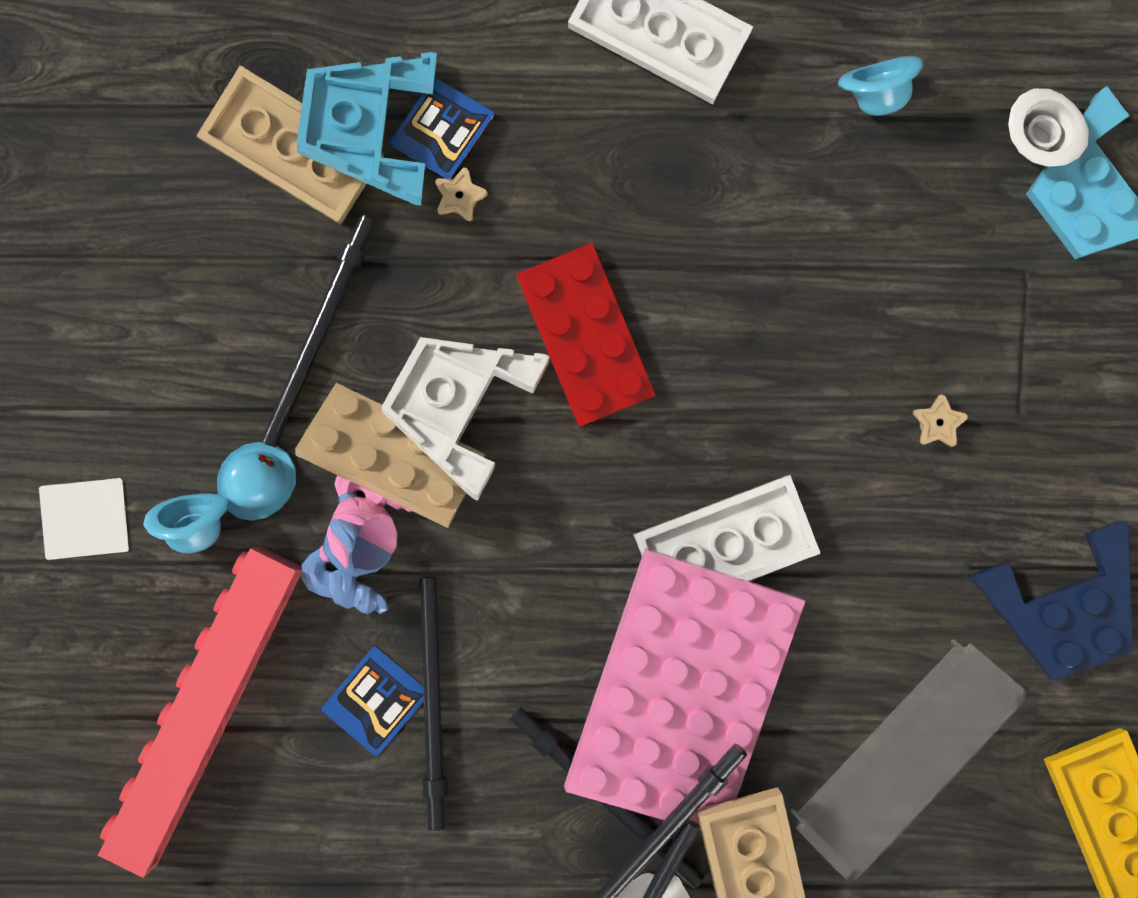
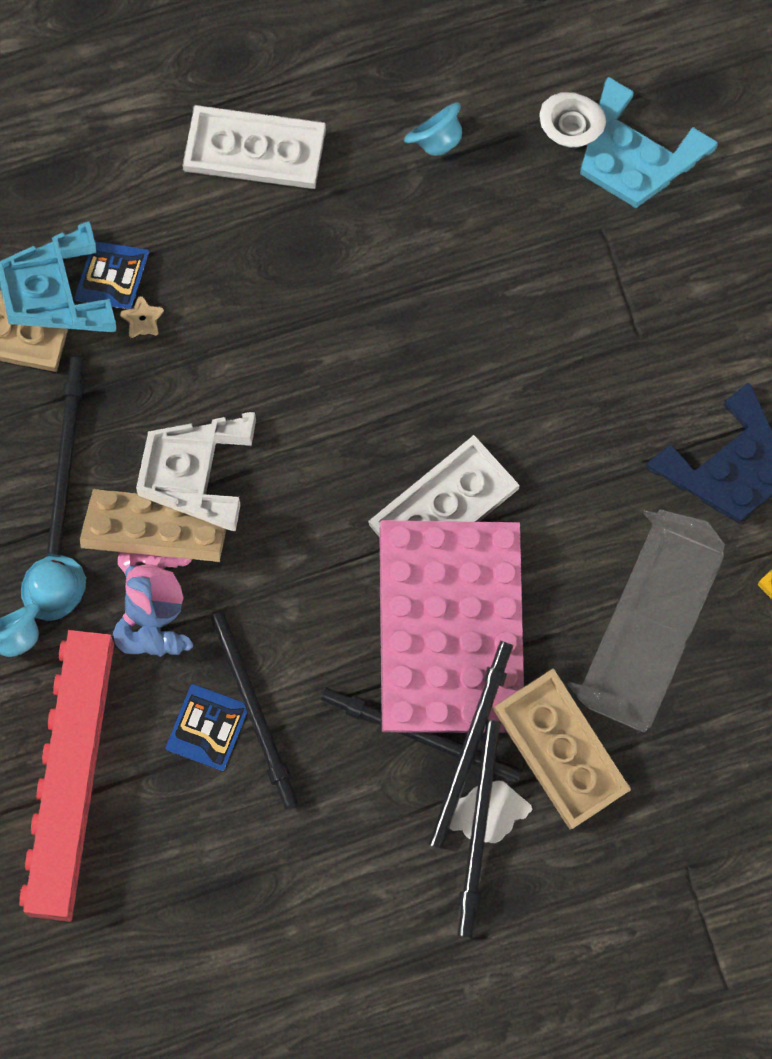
camera: 15 degrees left, 15 degrees down
(585, 335) = (277, 389): red plate -> none
(929, 416) = (578, 368): tan plate -> none

